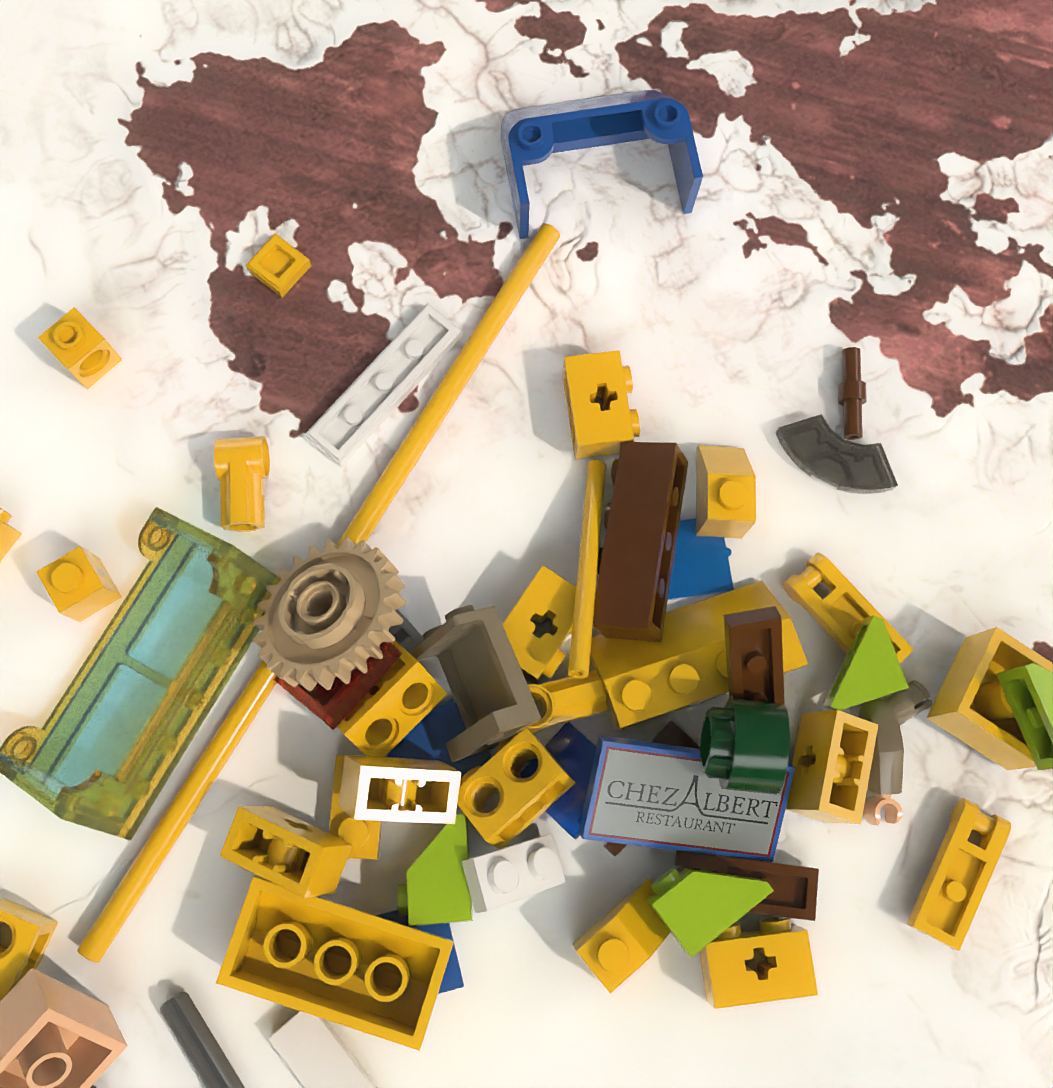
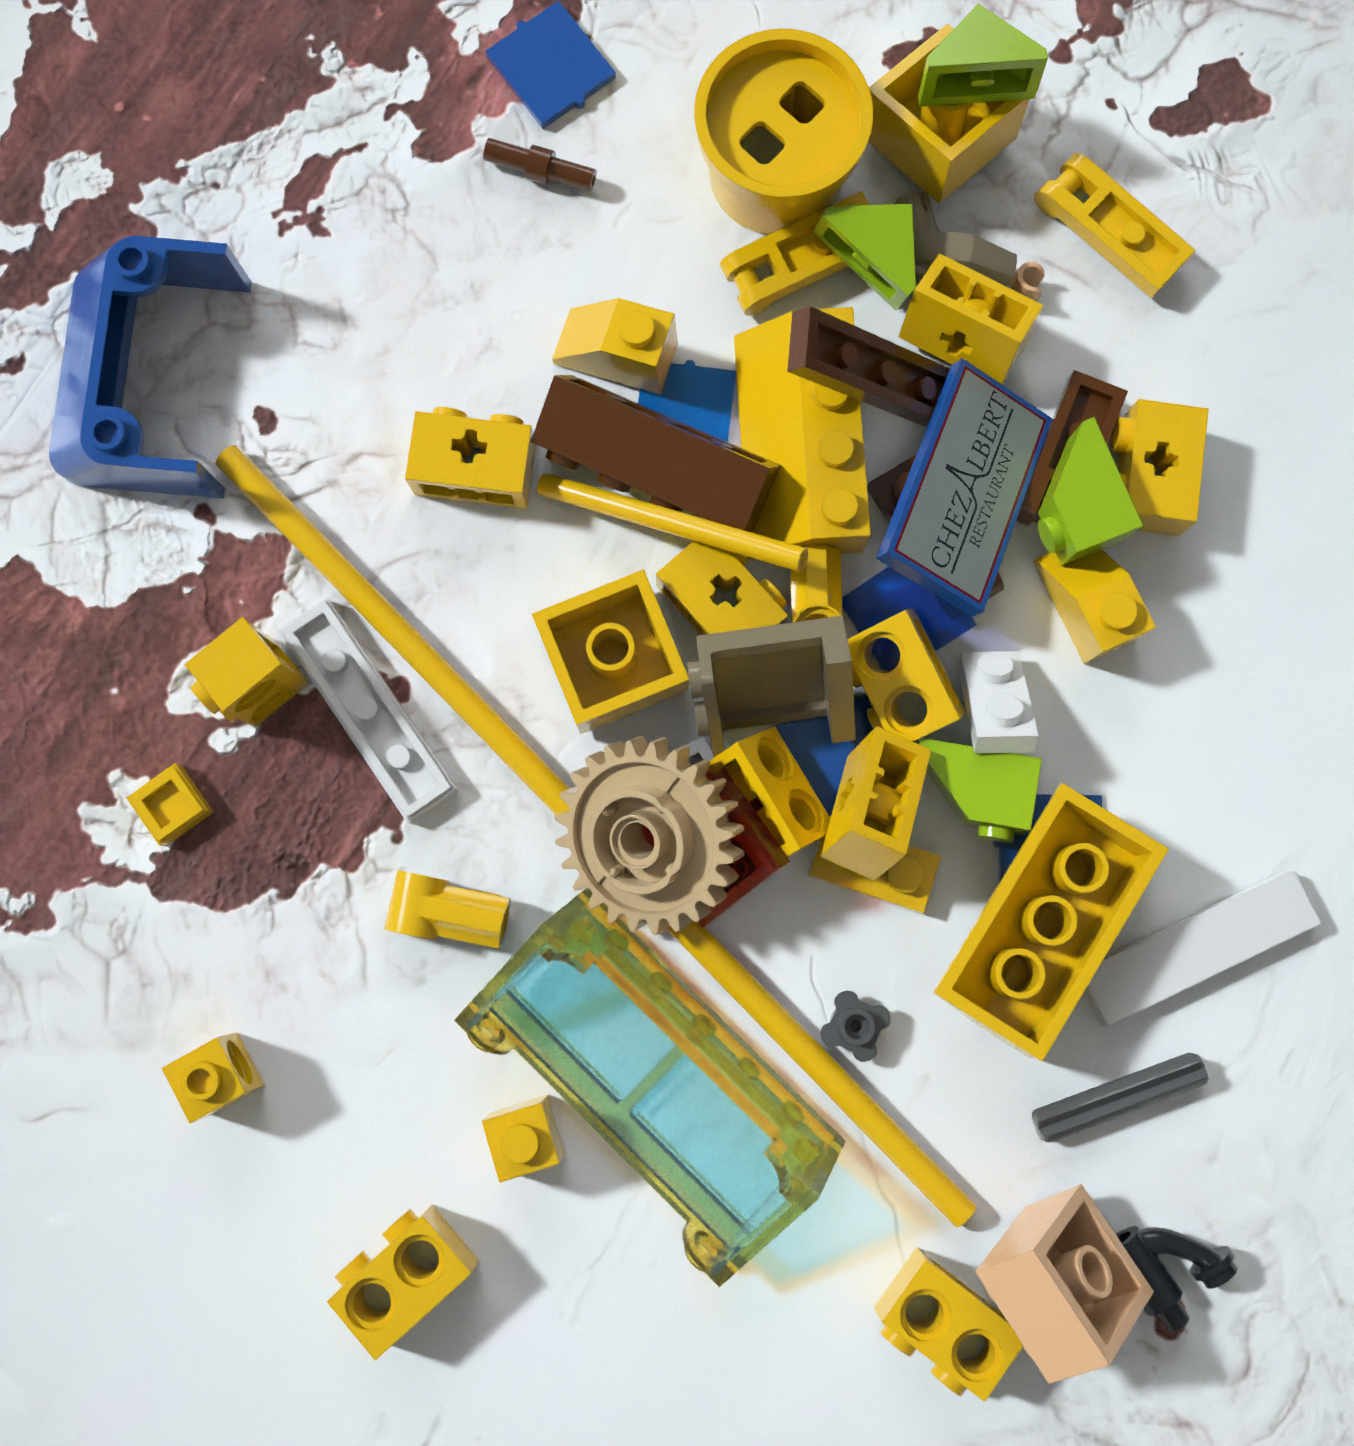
camera: 70 degrees left, 5 degrees up
(214, 811) = (838, 1030): none -> dark grey plate
(286, 851) = (910, 952): yellow brick -> none
(382, 284) = (244, 674): none -> yellow brick
(471, 547) = (612, 651): none -> yellow brick
(746, 745) = (934, 394): dark green piece -> none
(836, 460) = (614, 209): clear smoke tile -> none
(938, 381) = (550, 64): none -> blue piece
(961, 531) = (803, 95): none -> yellow piece

